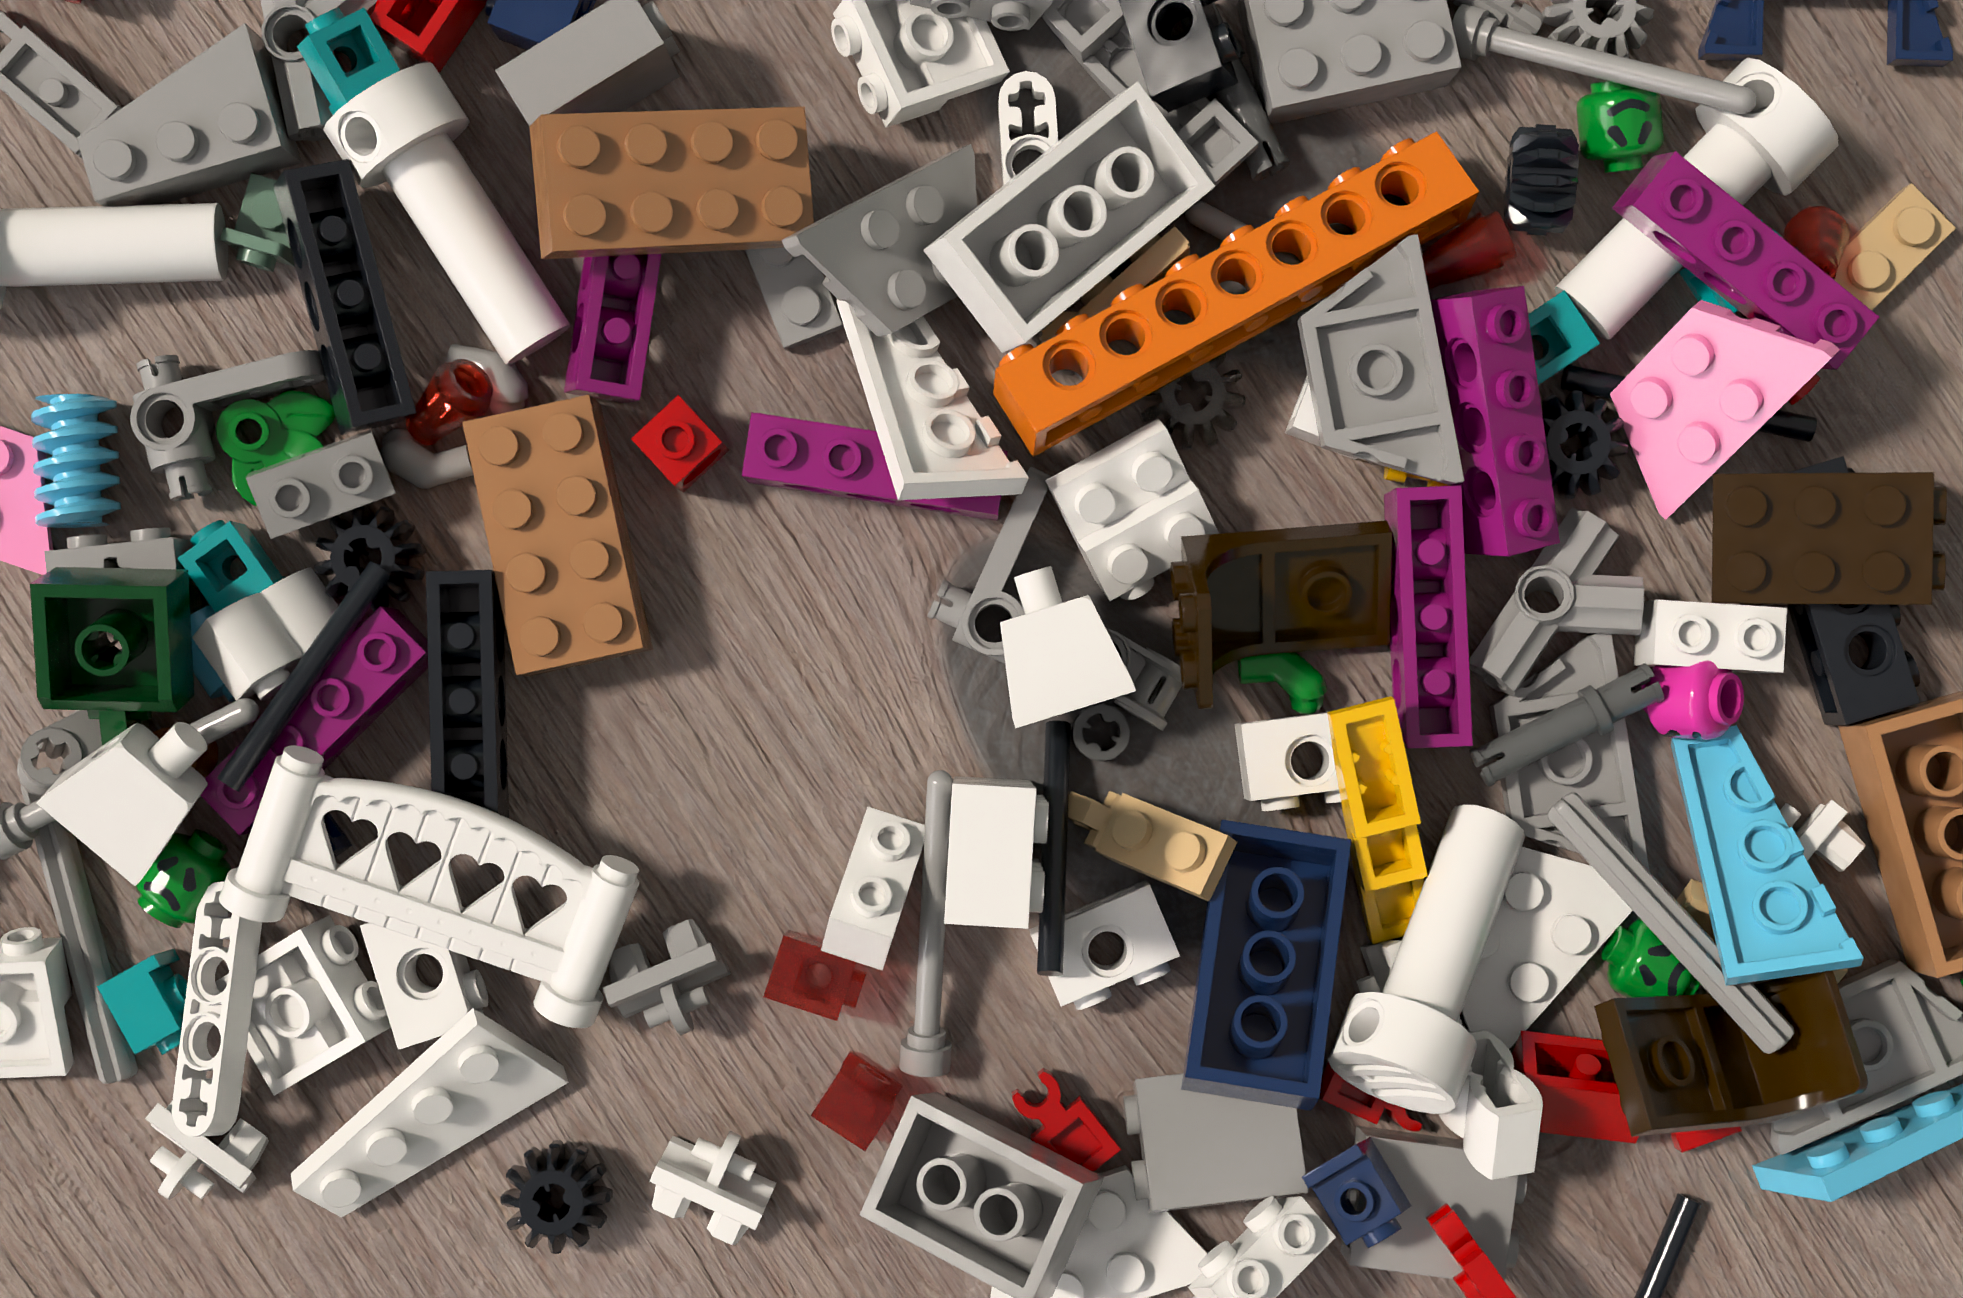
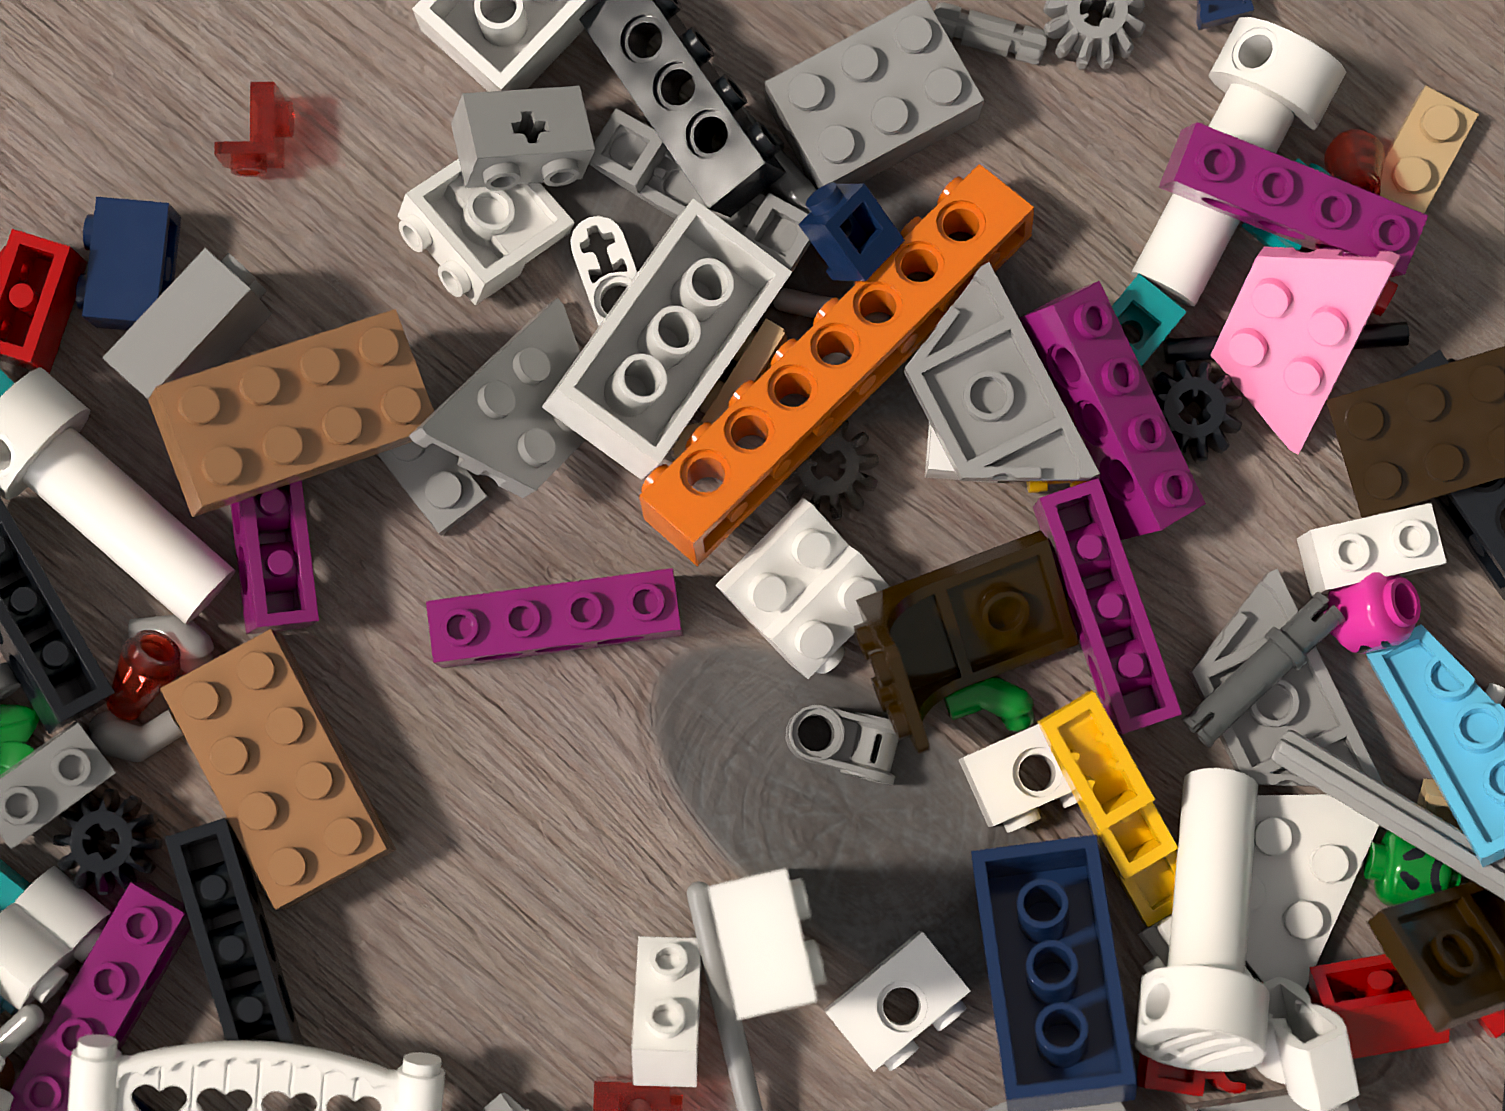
camera: 10 degrees left, 5 degrees down
(304, 677) = (77, 969): black bar -> none
(680, 444) = (368, 650): red brick -> none
(924, 418) = (587, 560): white wing -> none
(994, 575) = (742, 733): light grey piece -> none
(1054, 851) = (824, 925): black bar -> none
(1058, 653) = (773, 741): white torso -> none
(1093, 750) = (838, 785): dark grey bush -> none
(1154, 841) = (913, 890): tan hinge -> none
(1286, 161) = (849, 230): none -> dark blue brick
(1469, 250) = (1042, 263): clear red cone -> none
(1482, 35) = (995, 65): light grey piece -> none
(1541, 179) = (1088, 180): black gear -> none
(1586, 603) = (1248, 555): light grey piece -> none
(1619, 125) = (1144, 108): green head -> none

